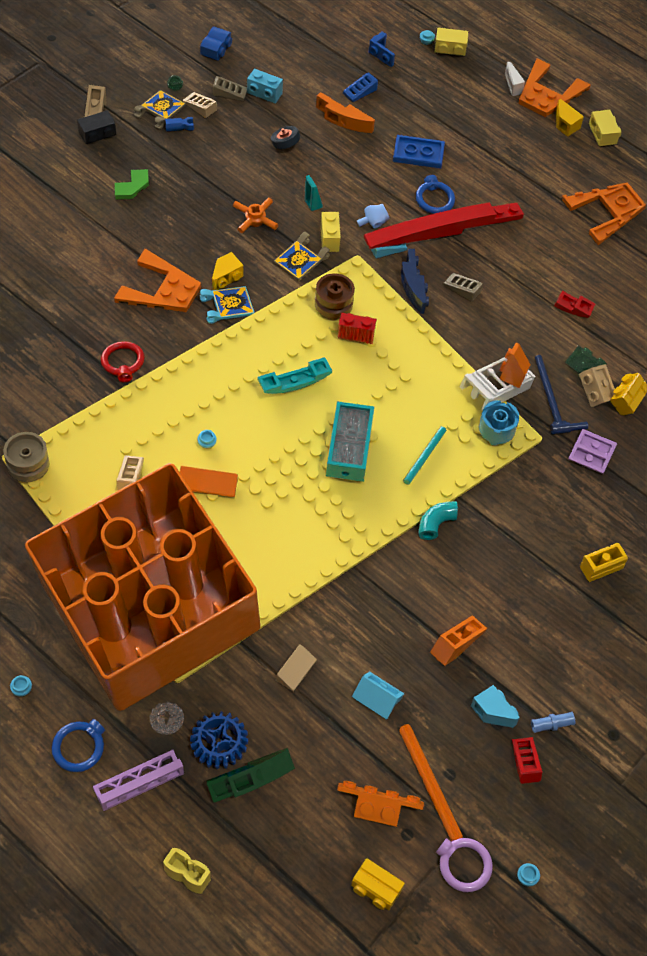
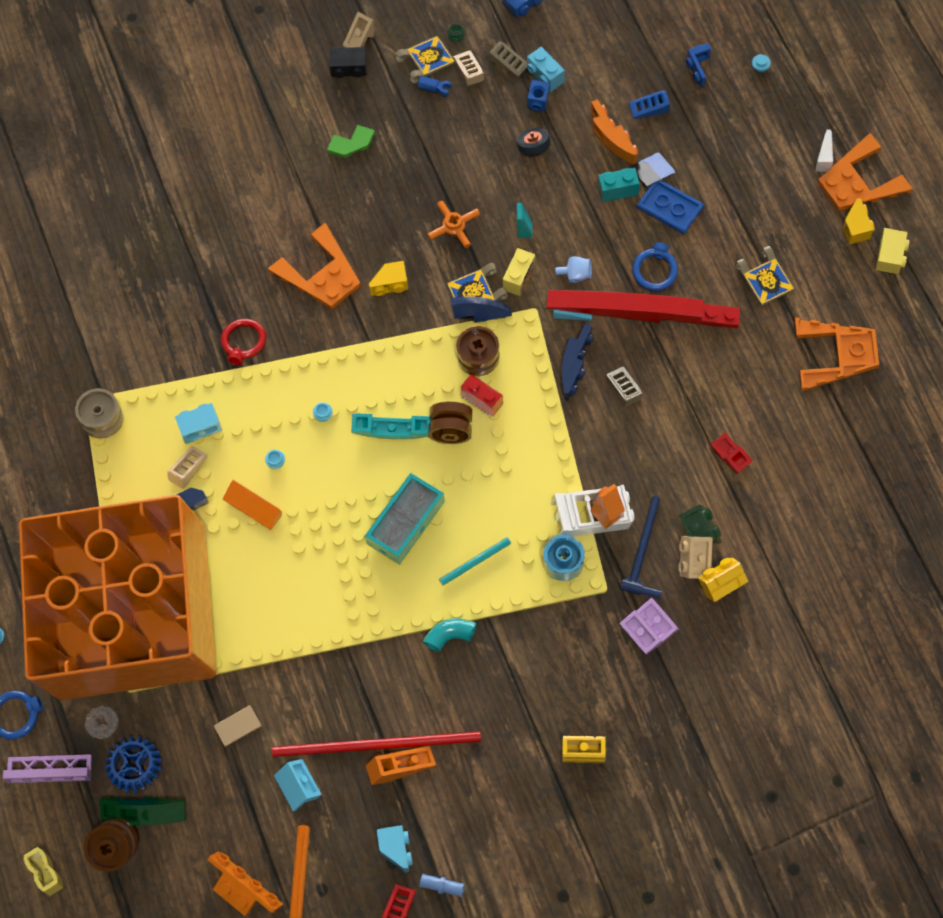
camera: 35 degrees right, 10 degrees up
(123, 433) = (198, 423): none -> medium azure brick
(227, 387) = (322, 412): none -> medium azure plate
(228, 302) = (378, 315): flag -> none
(243, 829) = (111, 845): none -> reddish brown wheel
(269, 105) = (541, 90): none -> blue brick
(312, 268) = (479, 308): none -> dark blue slope
(346, 354) = (450, 422): none -> reddish brown wheel
(371, 147) = (618, 184): none -> teal brick
(389, 130) = (653, 169): none -> sticker
(424, 633) = (375, 744): none -> red piece
(451, 41) = (781, 80): light yellow brick -> none
(522, 177) = (766, 280): none -> flag

